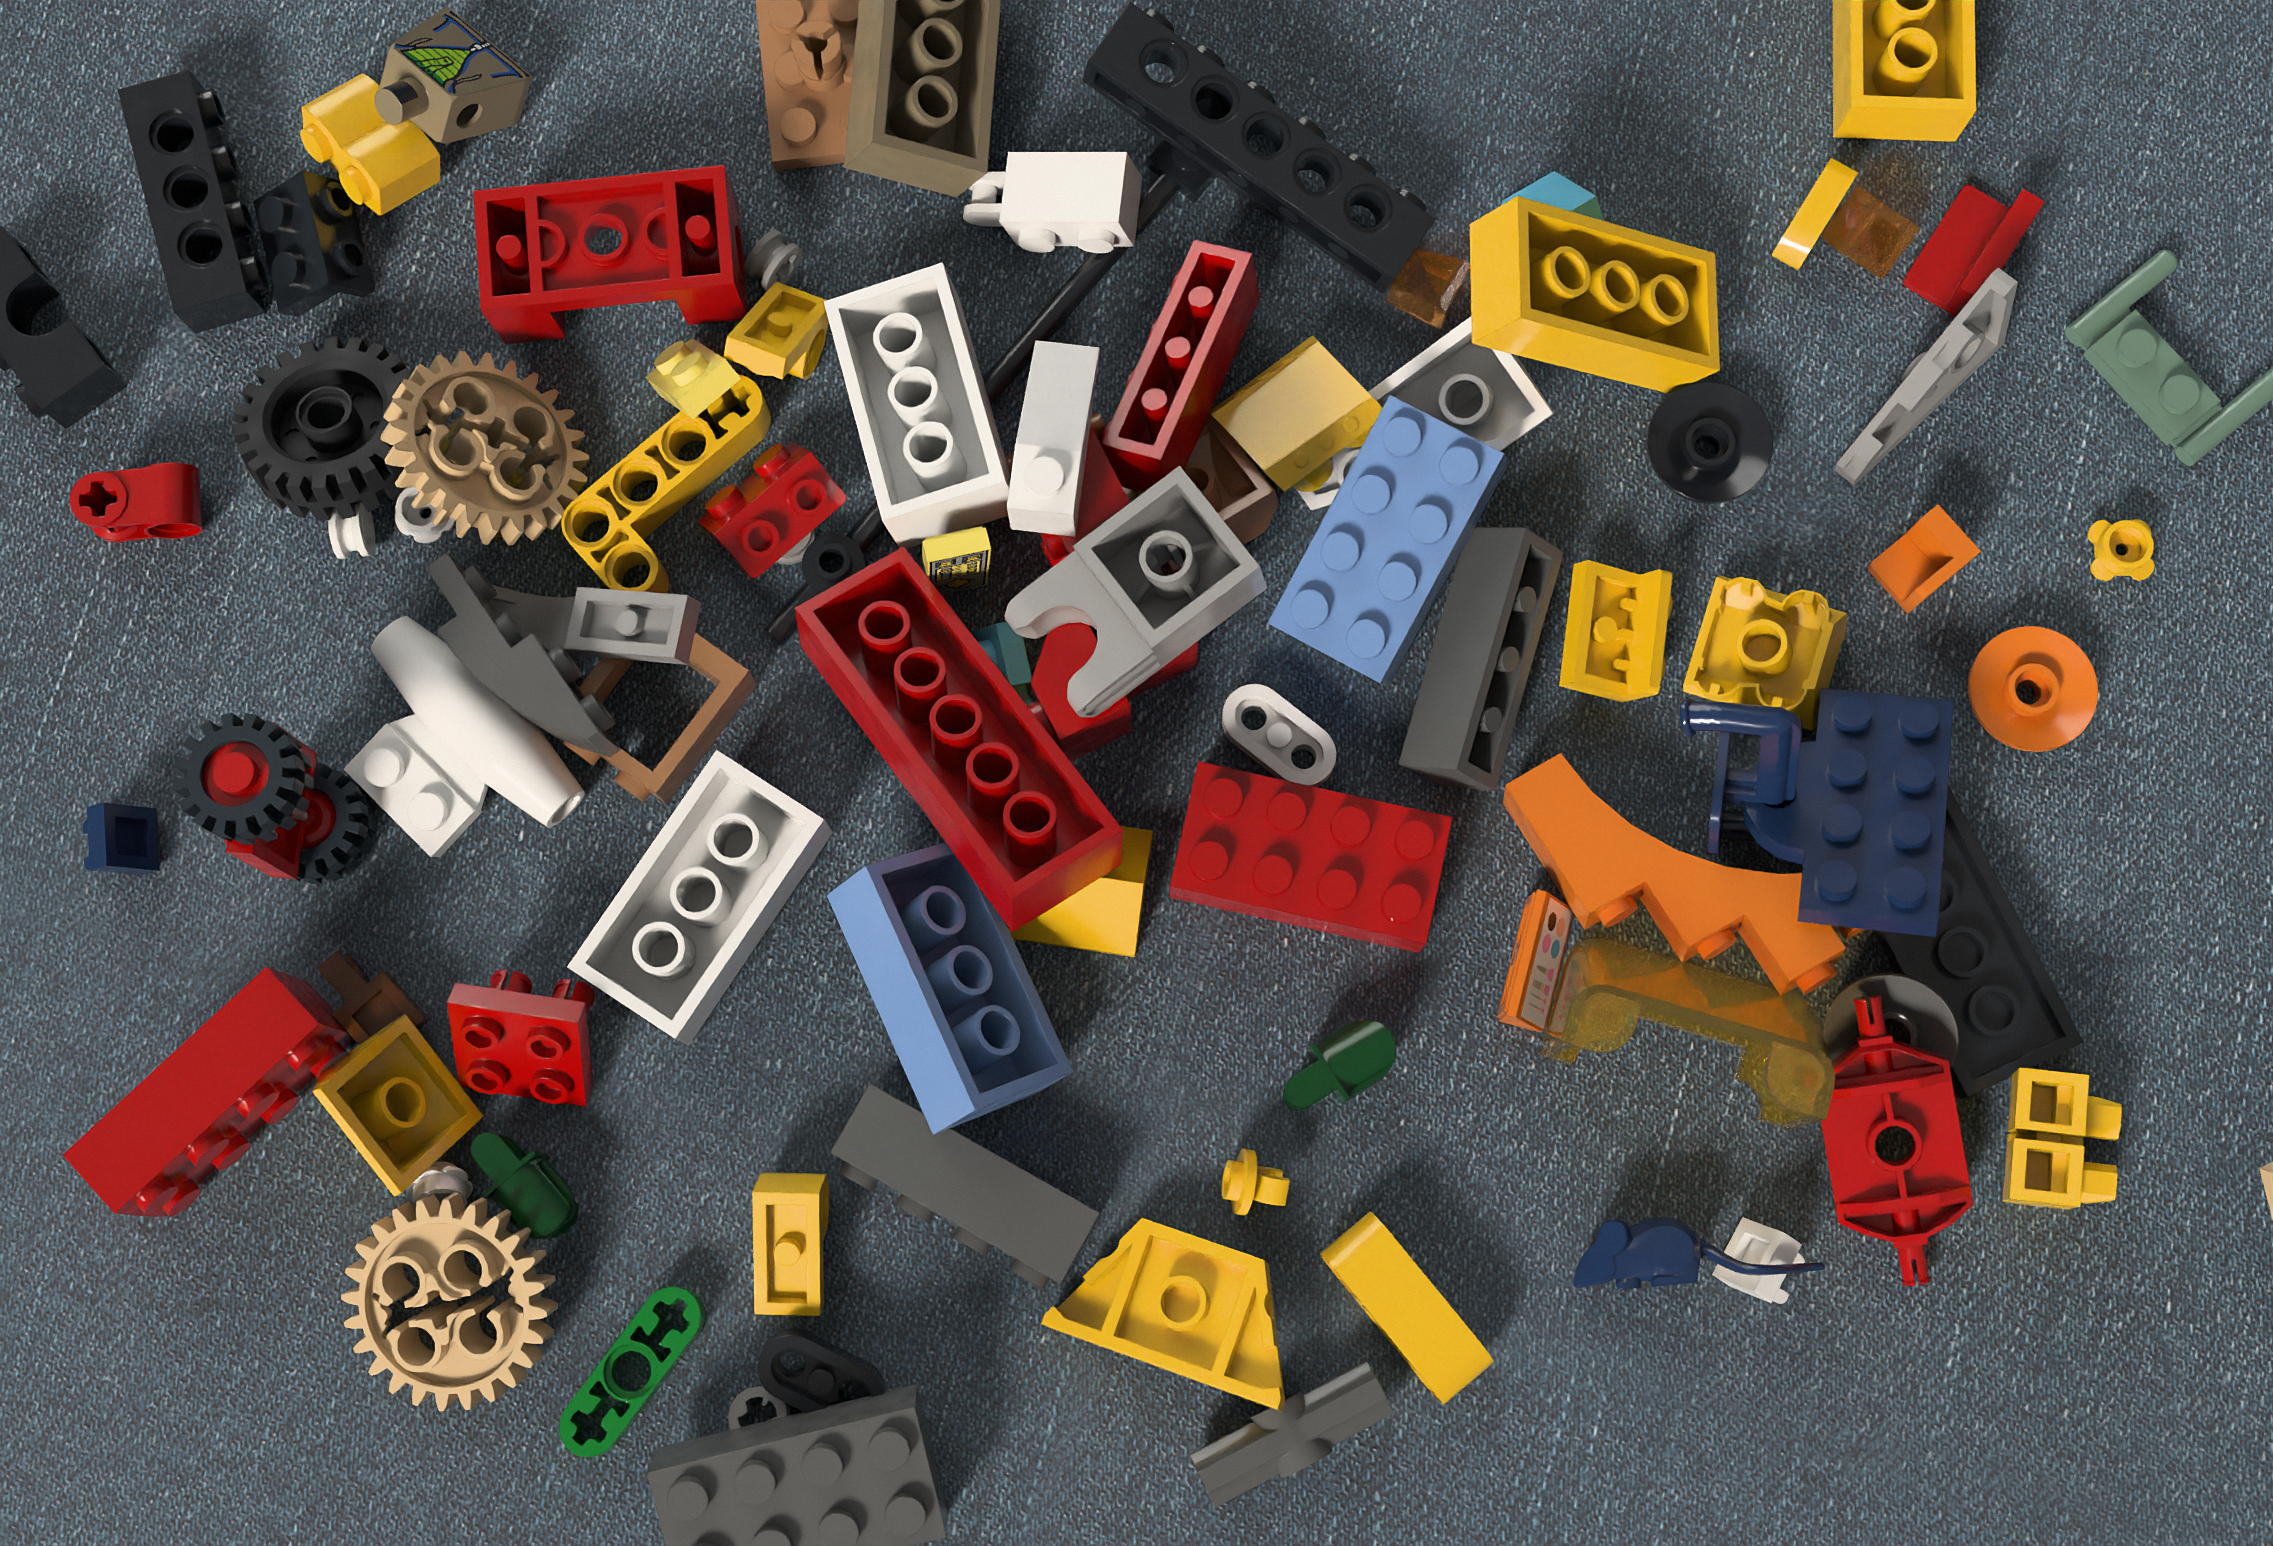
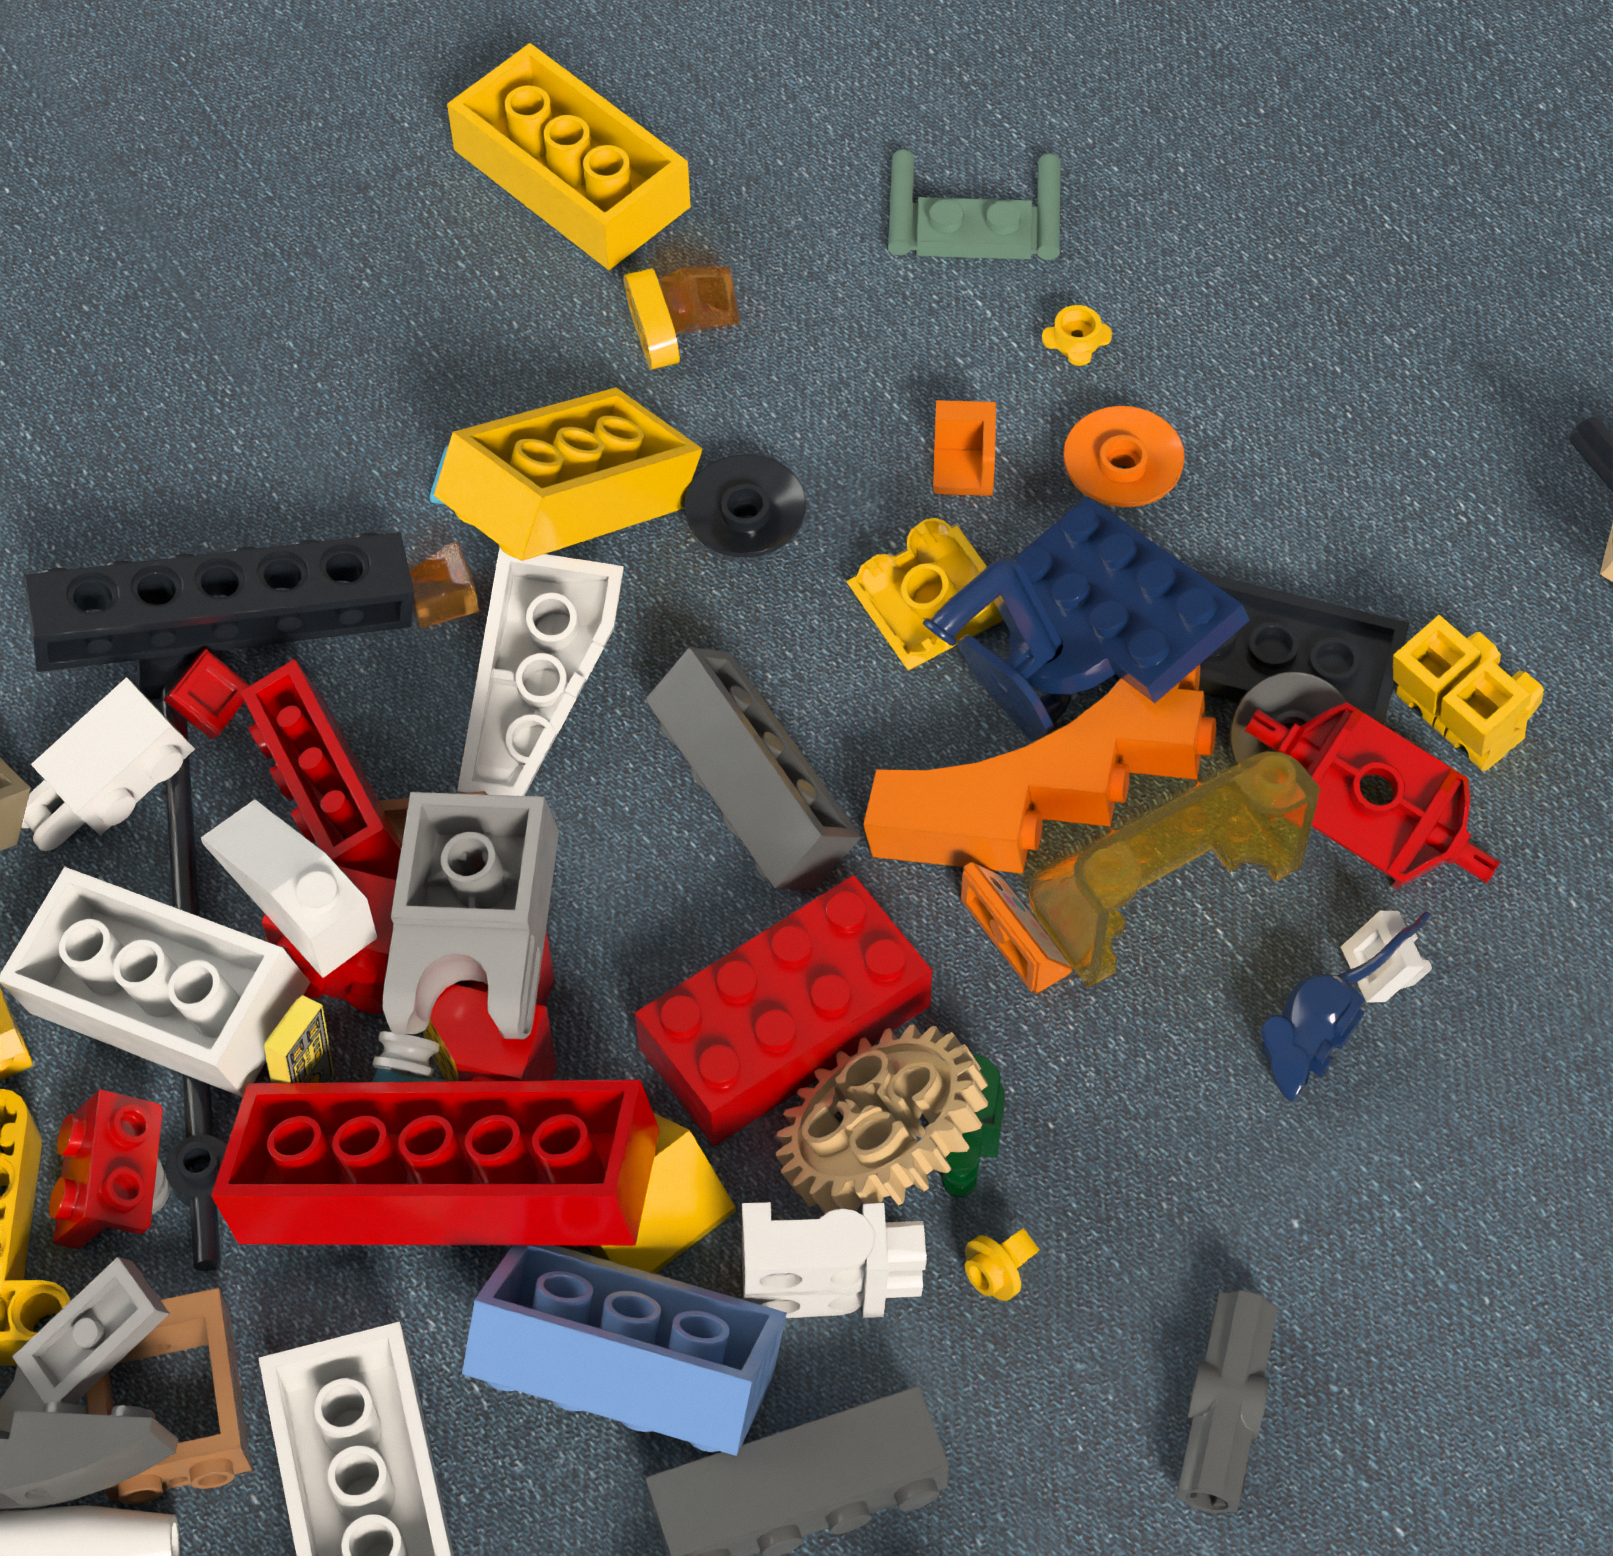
camera: 50 degrees left, 20 degrees down
(1010, 646) = (406, 1055): none -> light grey bush
(1134, 1070) = (830, 1261): none -> white hips
(1182, 1310) = (1052, 1399): yellow wing -> none
(1186, 211) = (207, 694): none -> red tile
(1228, 1022) = (875, 1144): none -> tan gear
(1280, 737) = (667, 954): white plate -> none
(1299, 416) = (446, 735): yellow slope -> none
(1389, 540) = (604, 751): medium blue brick -> none
(1407, 1308) = (1201, 1231): yellow beam -> none
(1616, 631) = (823, 670): yellow bracket -> none
(1935, 374) = (842, 335): light grey wing -> none
(1968, 246) = (776, 255): red panel -> none

